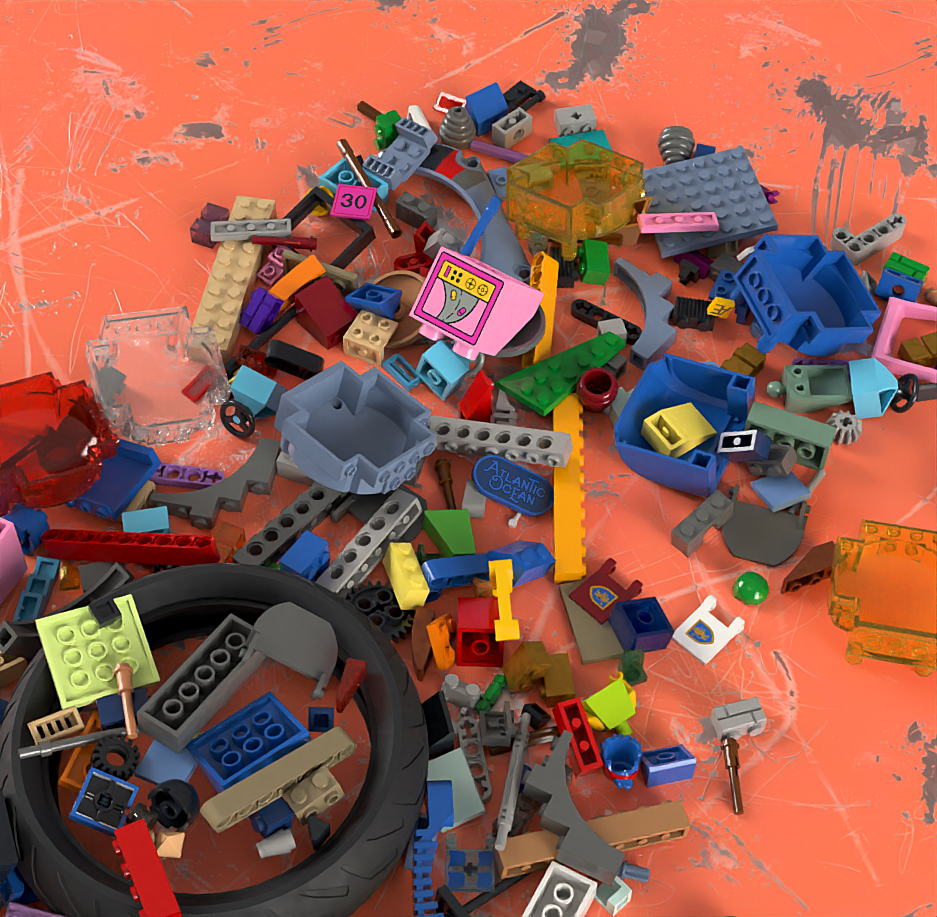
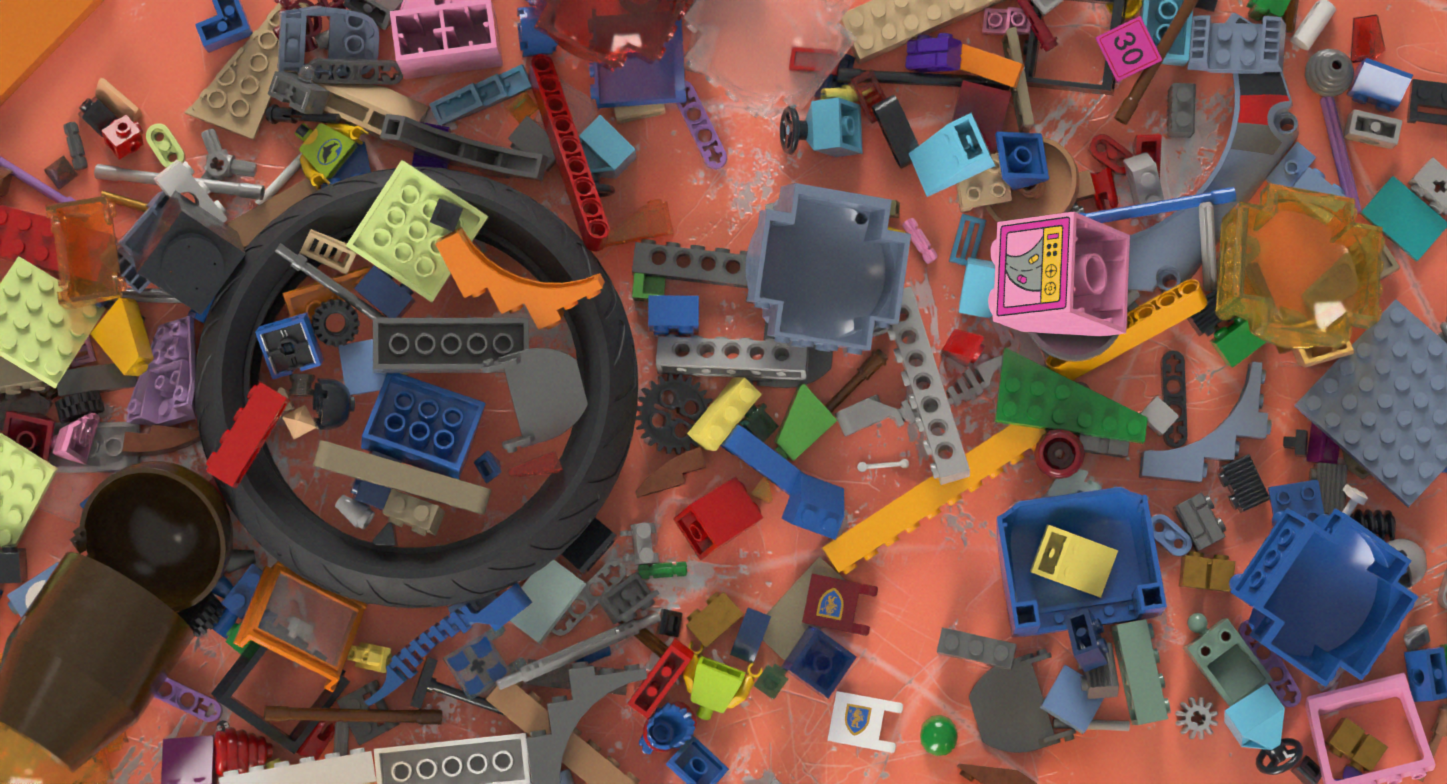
camera: 55 degrees right, 30 degrees up
(125, 689) = (396, 285): nougat pin -> none
(165, 626) = (542, 299): none -> orange arch
(230, 494) = (678, 171): dark grey arch -> none
(339, 329) = (951, 155): none -> medium azure slope
(440, 633) = (678, 489): orange plate -> none
(501, 582) = (769, 507): yellow piece -> none
(512, 486) = (894, 443): tile -> none
(513, 233) = (1208, 247): none -> light grey axle
(526, 666) = (701, 588): pearl gold piece -> none
(587, 661) = (750, 635): none -> dark blue slope
(677, 222) = (1335, 401): bright pink tile -> none
(703, 348) = (1200, 521): none -> dark grey brick
(721, 307) = (1258, 510): yellow tile -> none

